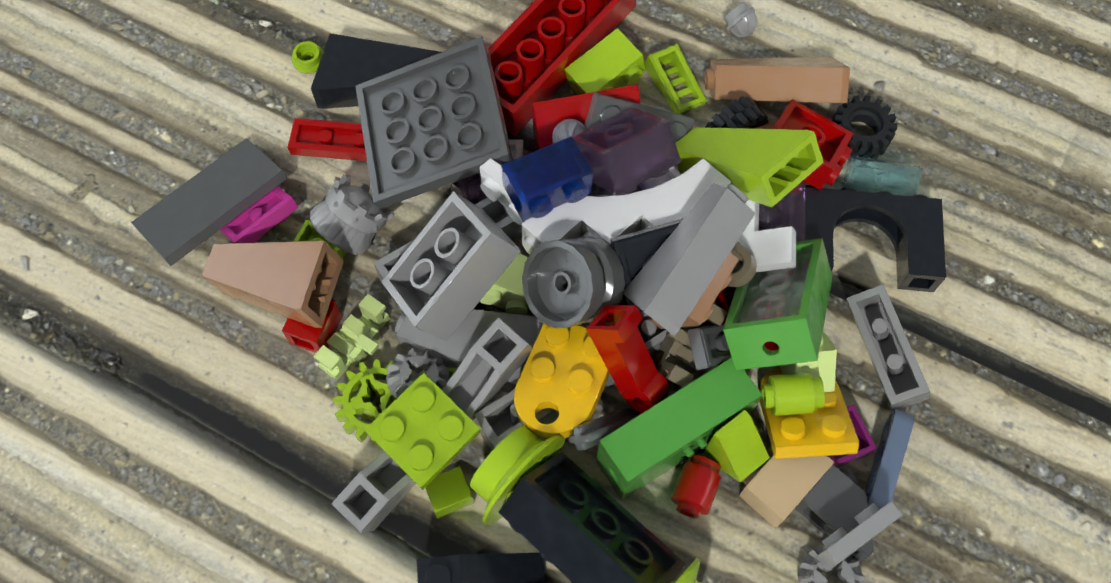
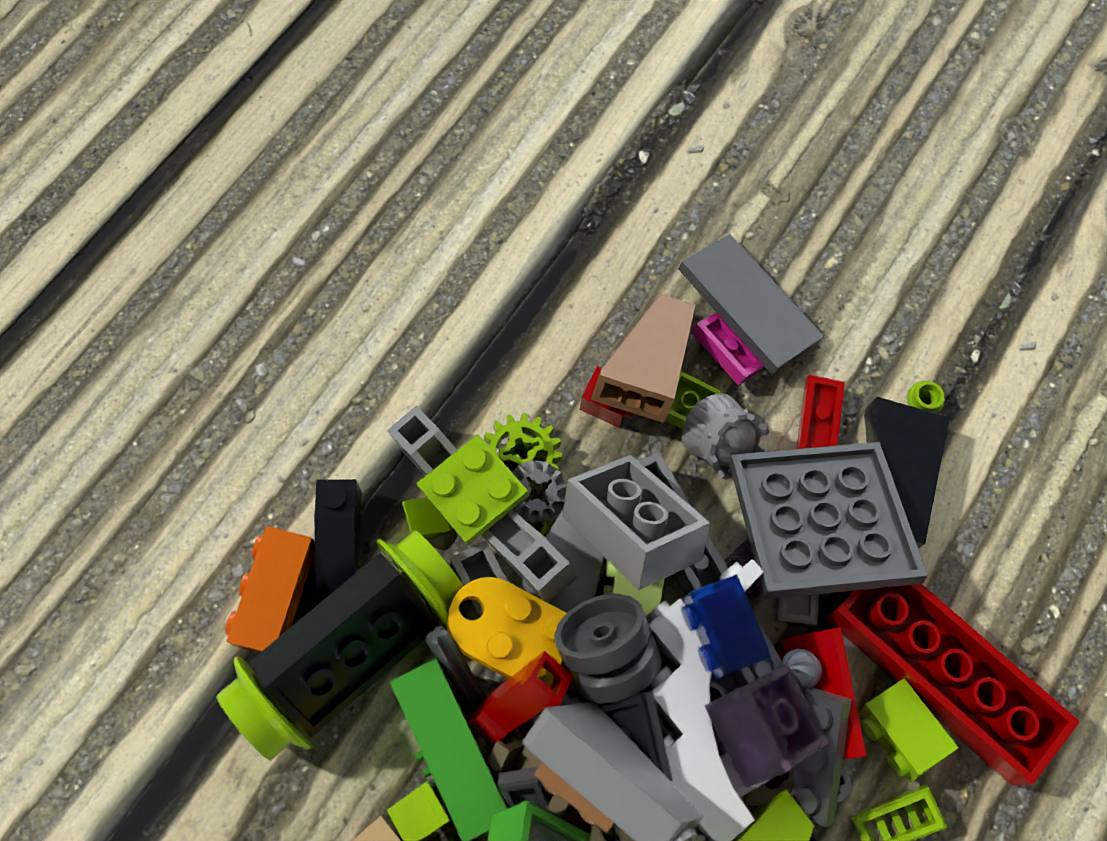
camera: 90 degrees right, 5 degrees up
(354, 339) = (588, 435): yellowish green piece -> none
(696, 486) = (393, 766): red brick -> none

